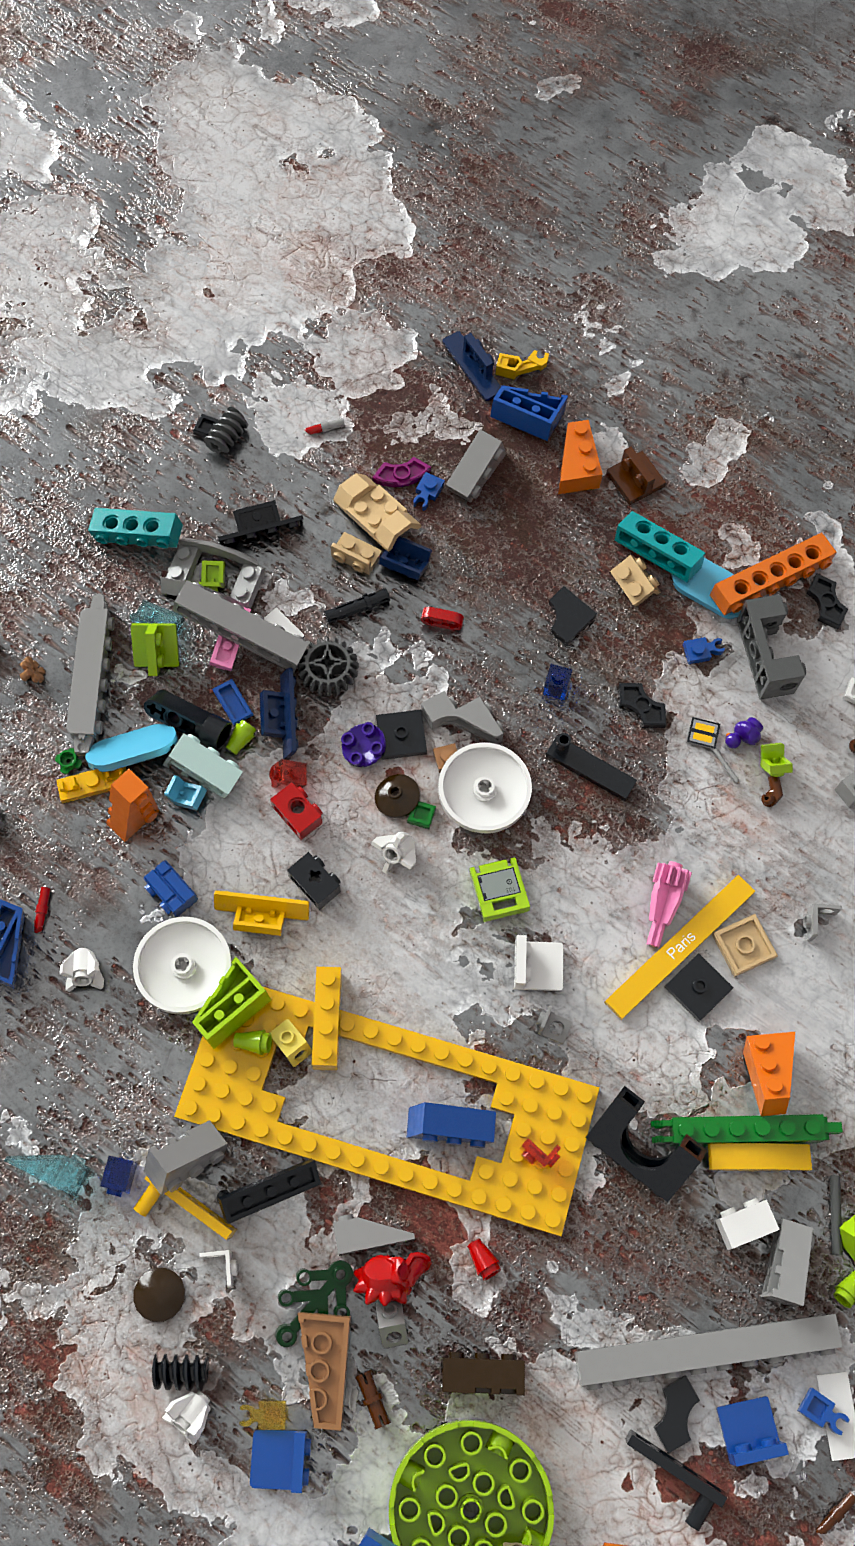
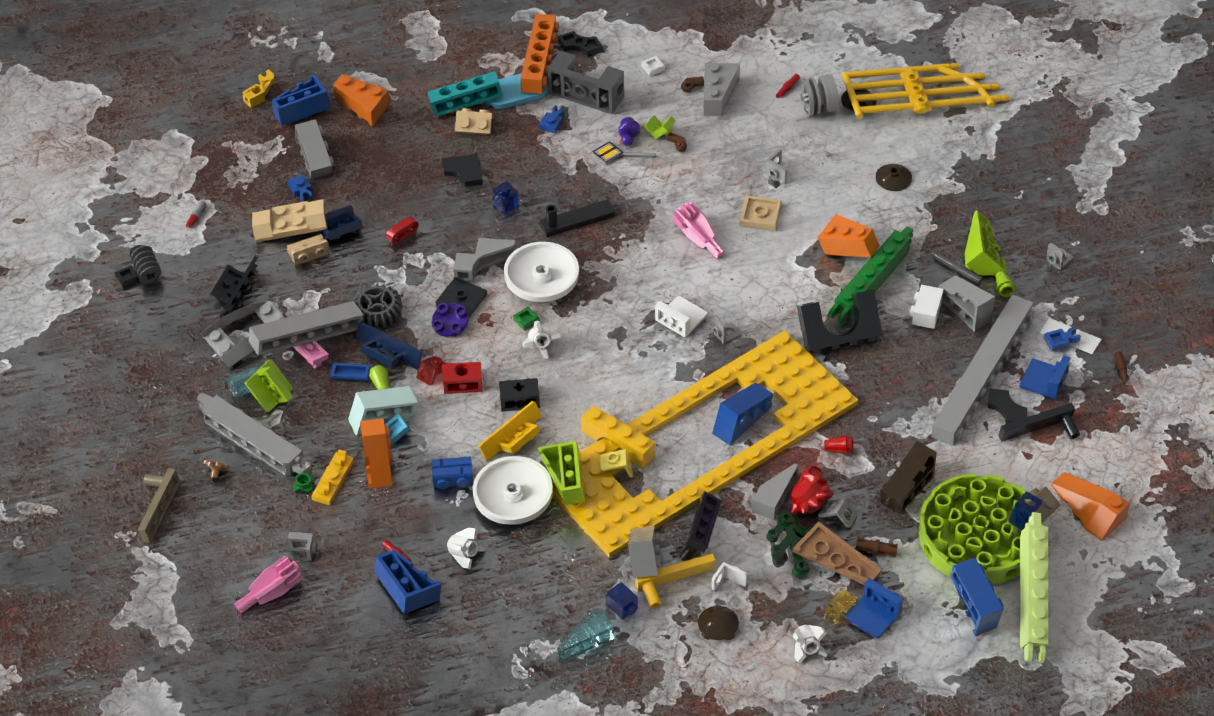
camera: 50 degrees left, 20 degrees down
(131, 747) = (331, 438): medium azure tile -> none
(135, 527) = (169, 349): teal brick -> none
(180, 1373) = (777, 631): black piece -> none
(188, 718) = (342, 400): black beam -> none
(213, 574) = (242, 327): lime bracket -> none
(254, 1041) = (601, 476): lime cone -> none
(363, 603) = (349, 263): black pin -> none
(400, 804) = (504, 328): dark brown dish -> none
(401, 474) = (275, 194): magenta tile -> none
(442, 754) = (498, 285): medium nougat plate -> none
(474, 362) = (233, 108): dark blue bracket -> none
(496, 884) = (609, 306): lime container -> none
(534, 1154) = (800, 375): clear red bracket -> none
(634, 698) = (552, 170): black tile -> none
(635, 476) = (402, 79): reddish brown bracket -> none
(679, 947) = (733, 243): yellow tile -> none
(699, 987) = (766, 249): black plate -> none
(759, 1157) = (894, 277): yellow slope -> none

